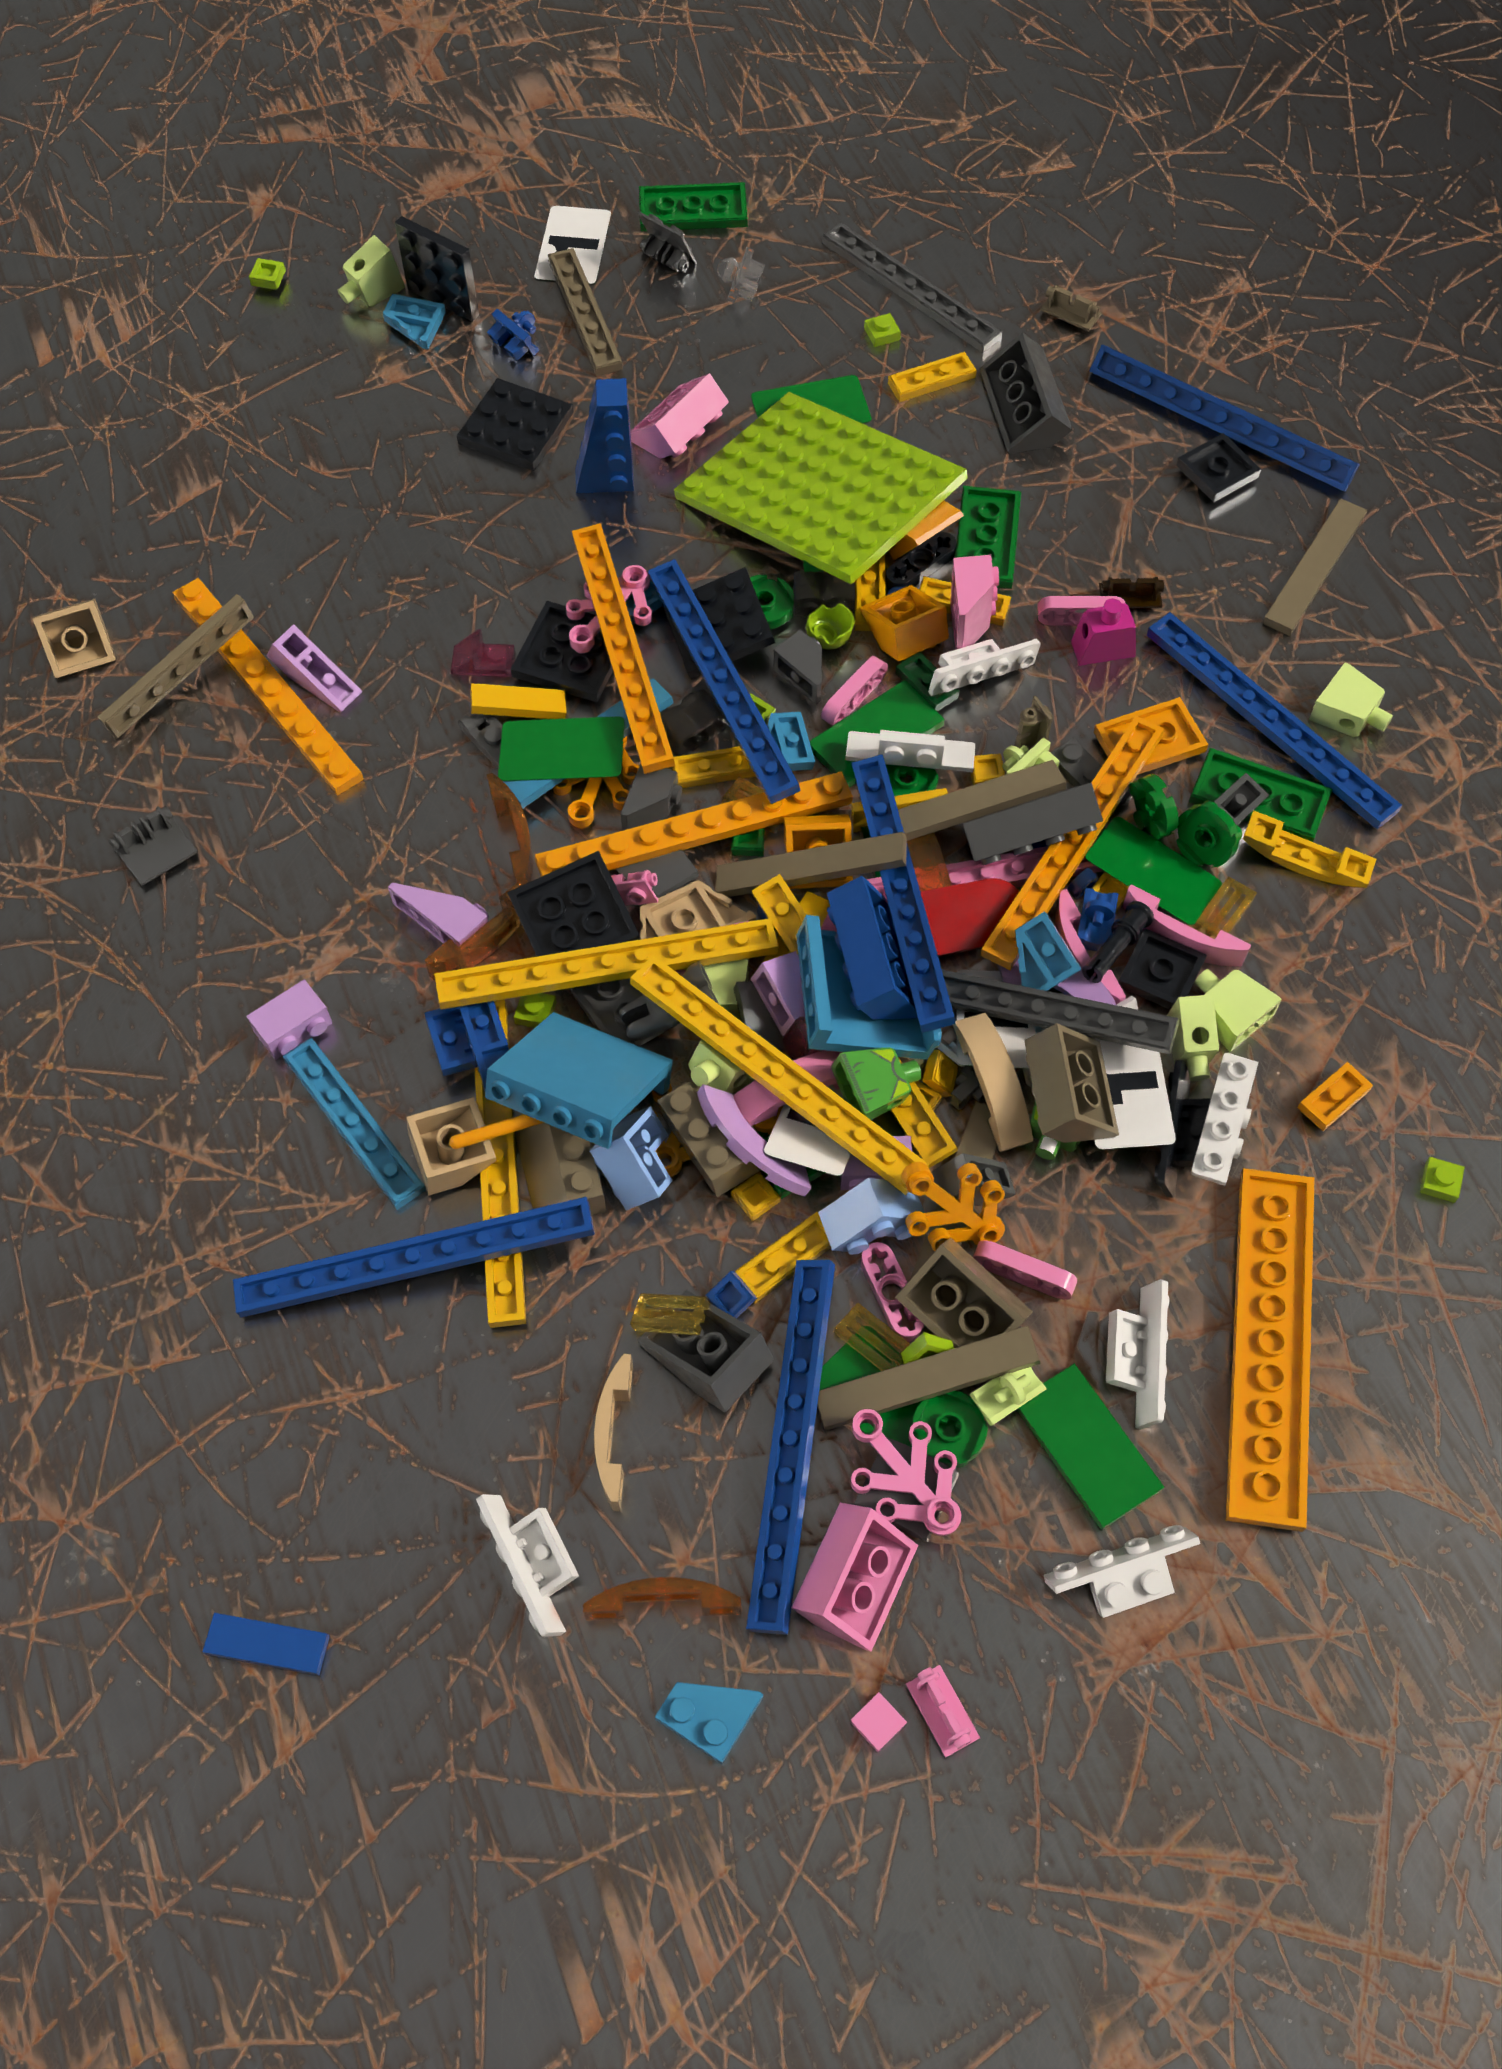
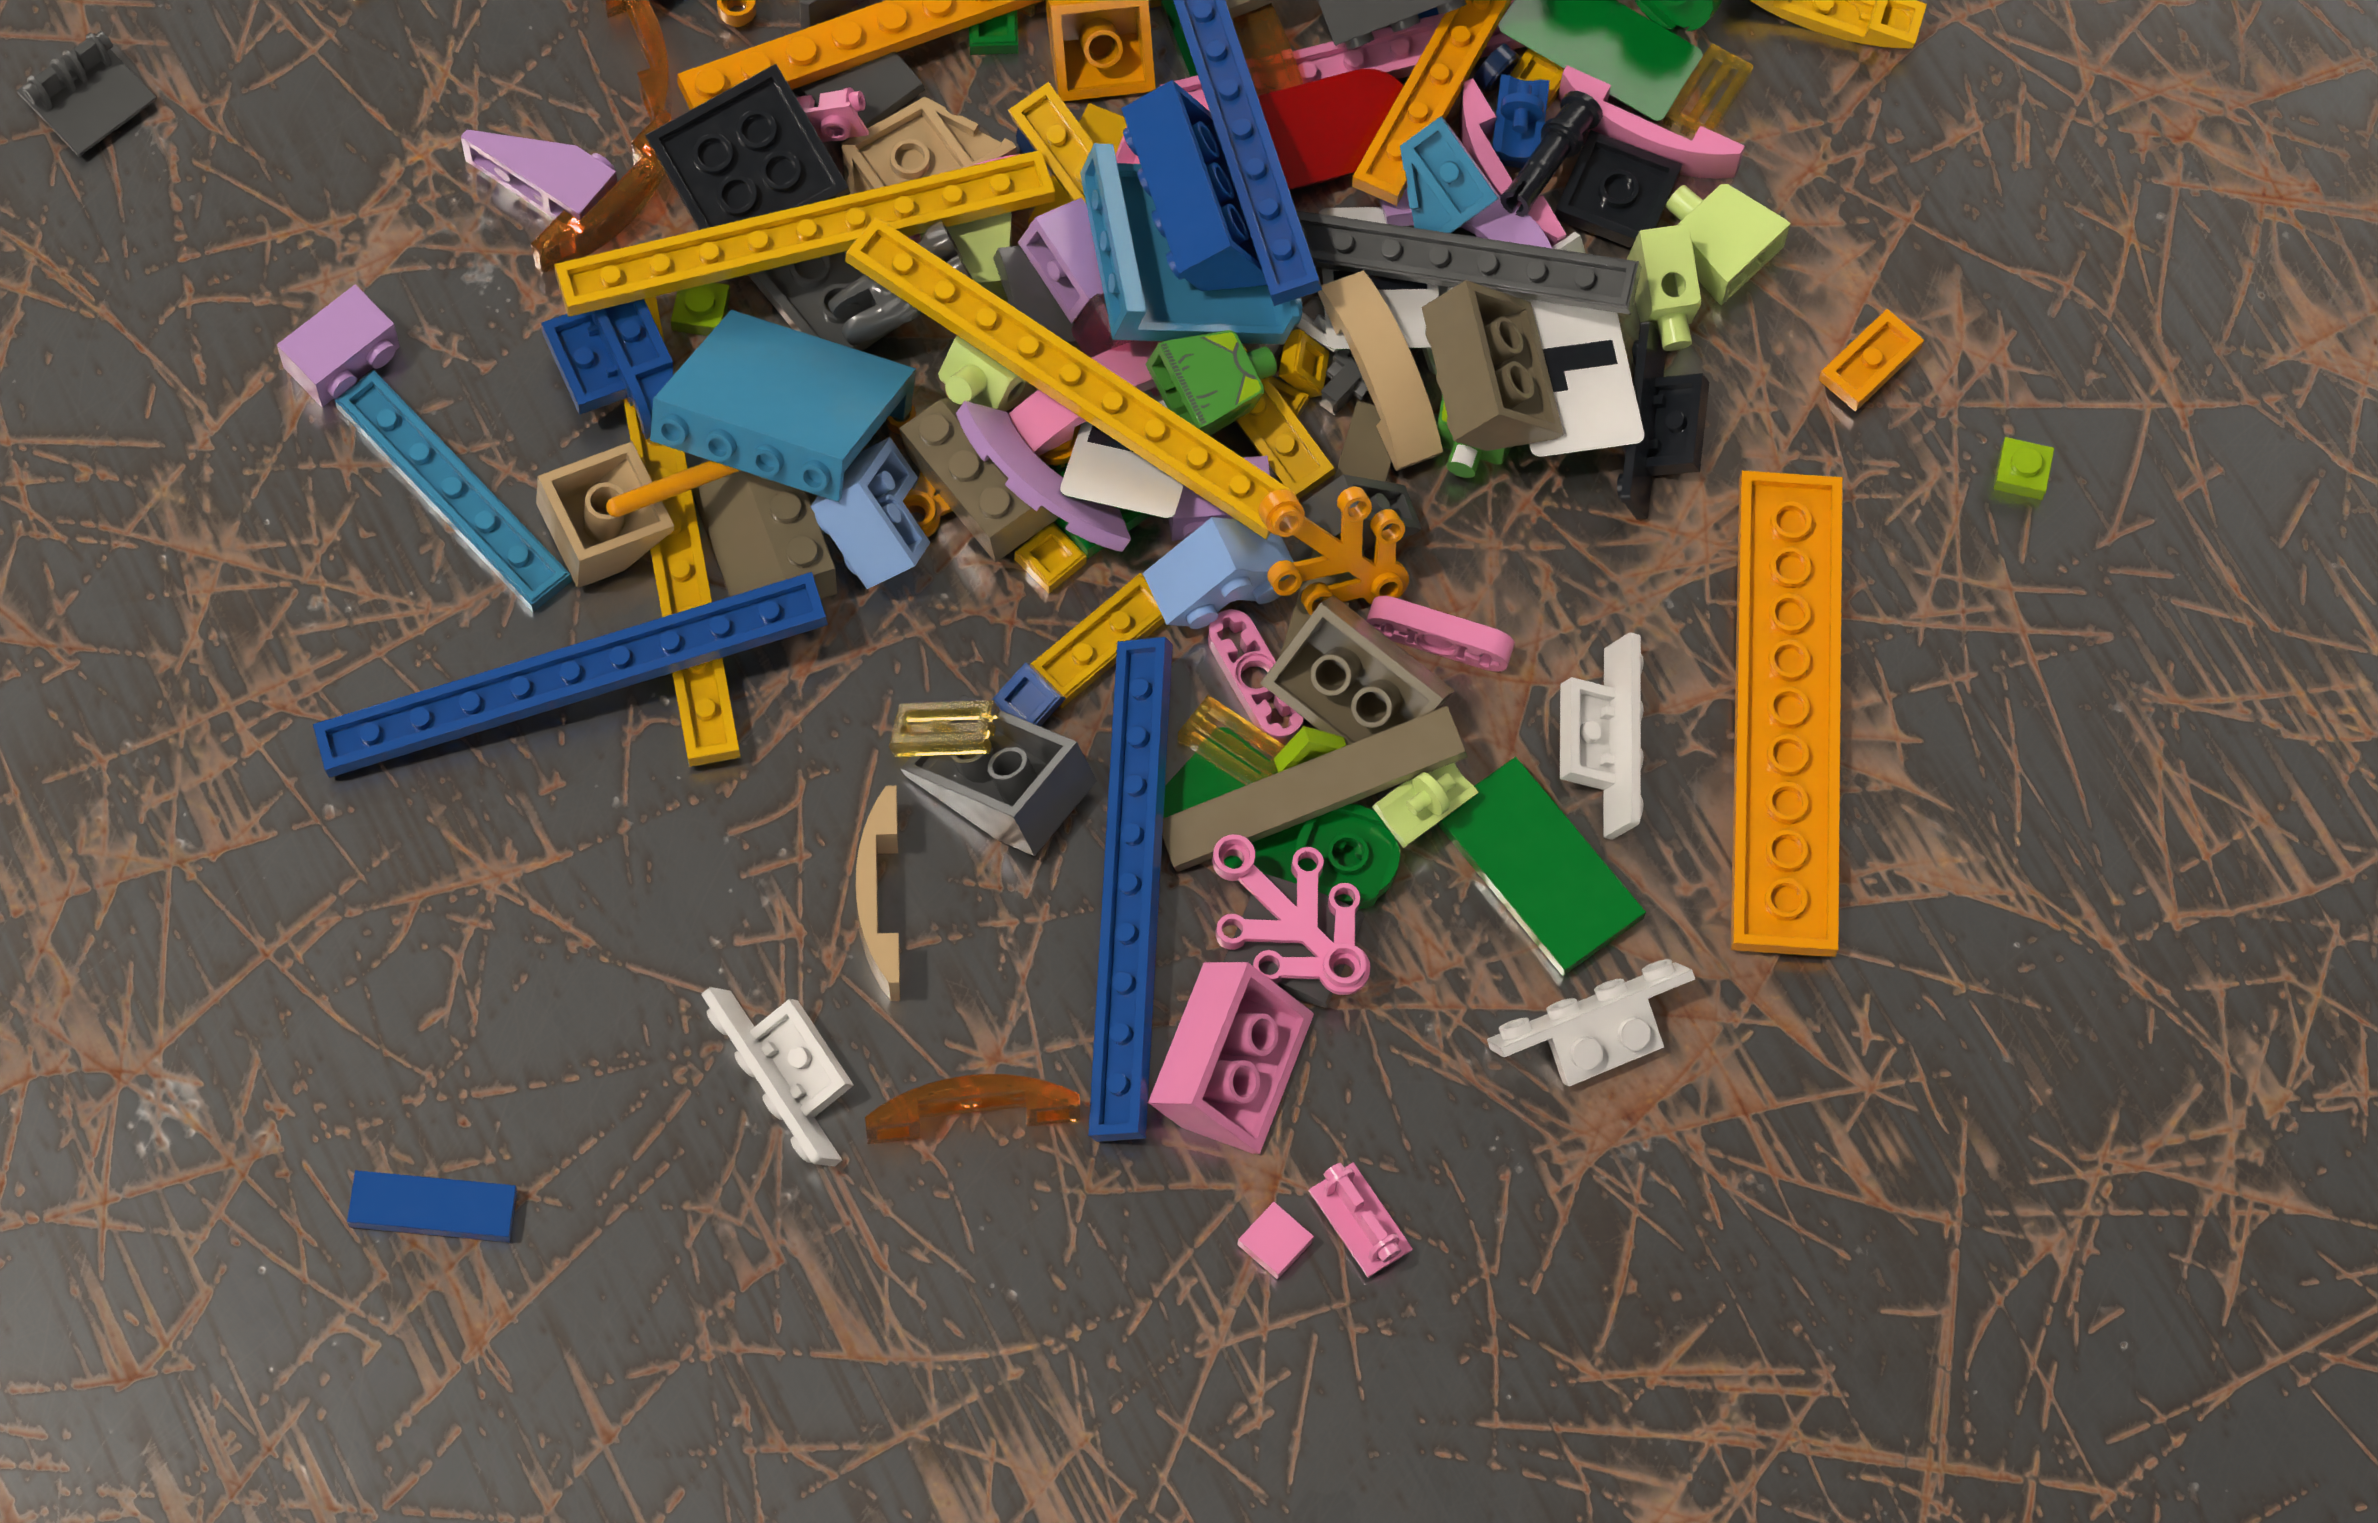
camera: 10 degrees left, 5 degrees up
(708, 1715) = (1047, 1250): dark azure wing -> none
(814, 864) = (1095, 64): dark tan tile -> none
(1224, 1119) = (1712, 402): white bracket -> none

